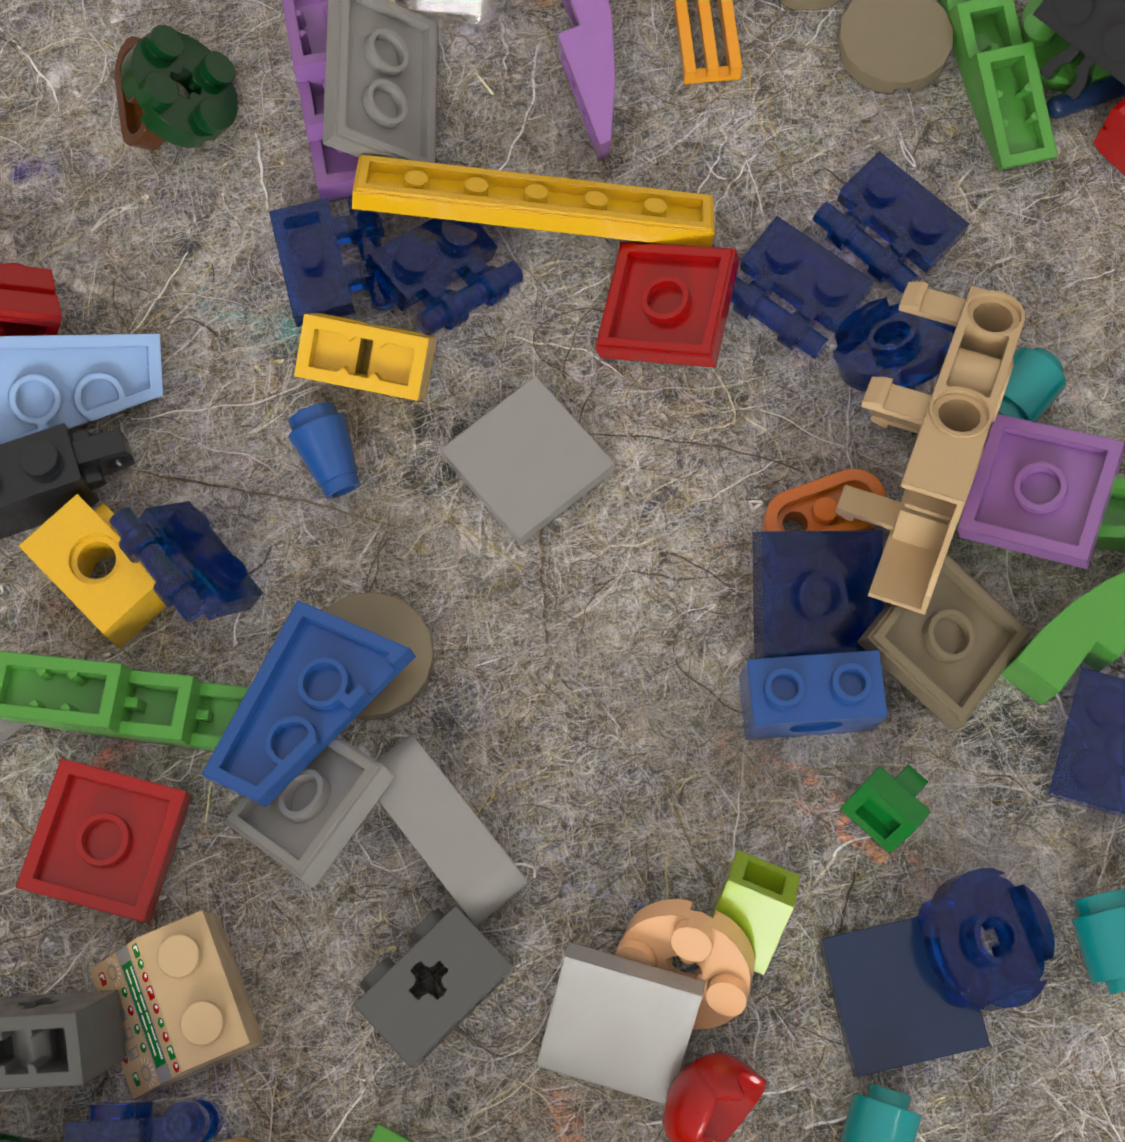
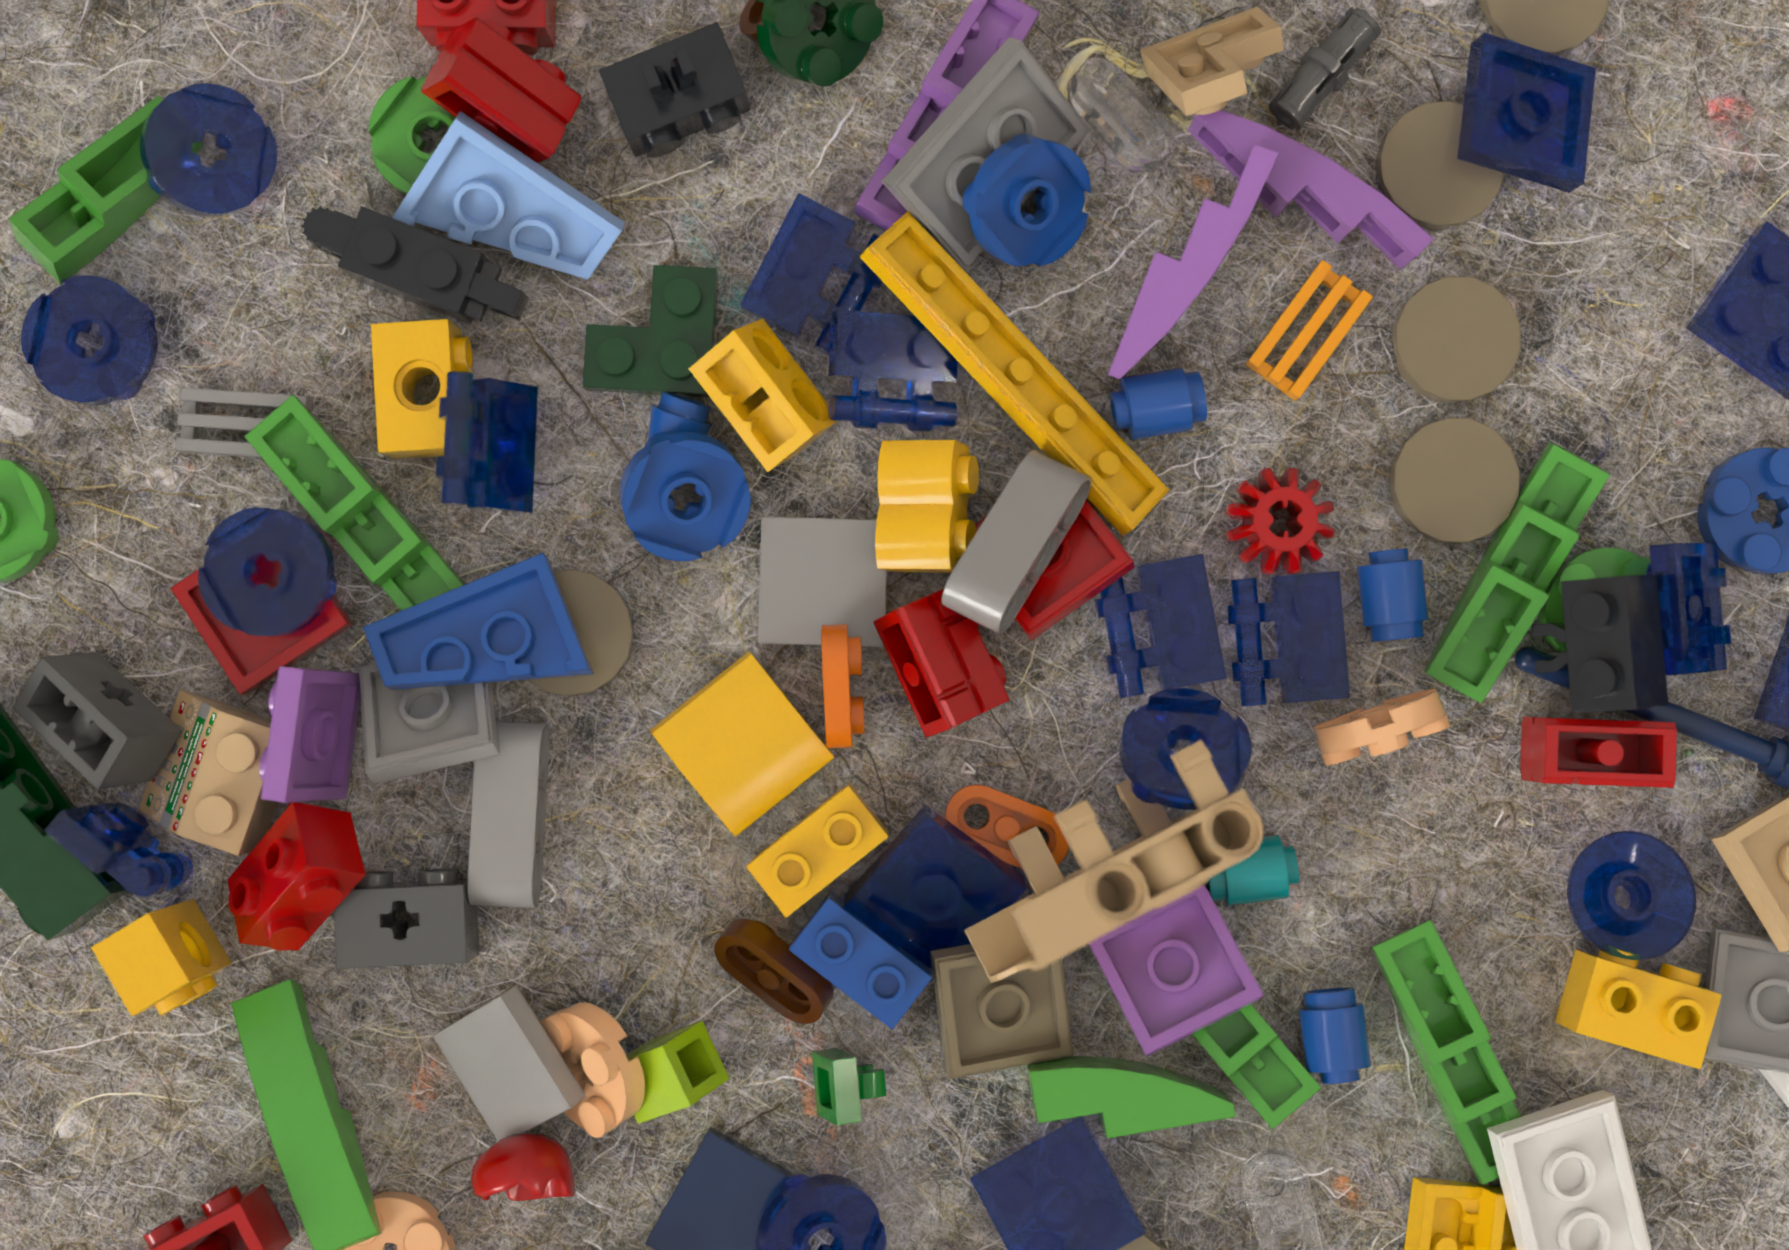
camera: 35 degrees right, 15 degrees up
(71, 764) = (230, 563): none -> clear blue plate
(118, 218) = (676, 91): none -> black brick
(230, 893) = (310, 735): none -> medium lavender plate
(265, 397) = (658, 356): none -> dark green plate
(312, 1019) = (295, 877): none -> red brick
(335, 480) = (668, 463): none -> blue plate
(417, 101) = (997, 194): none -> blue plate
(553, 338) = (924, 505): none -> yellow brick
(574, 621) = (741, 743): none -> yellow slope
(593, 493) = (839, 660): none -> orange plate
(642, 297) = (1016, 541): none -> light grey beam
(651, 144) = (1159, 403): none -> blue brick
(665, 431) = (941, 663): none -> red brick
(704, 642) = (817, 849): none -> yellow brick
(754, 766) = (772, 972): none -> reddish brown plate
(807, 150) = (1301, 522): none -> red gear
(930, 134) = (1393, 595): none -> blue brick
(1012, 211) = (1381, 727): none -> light nougat plate

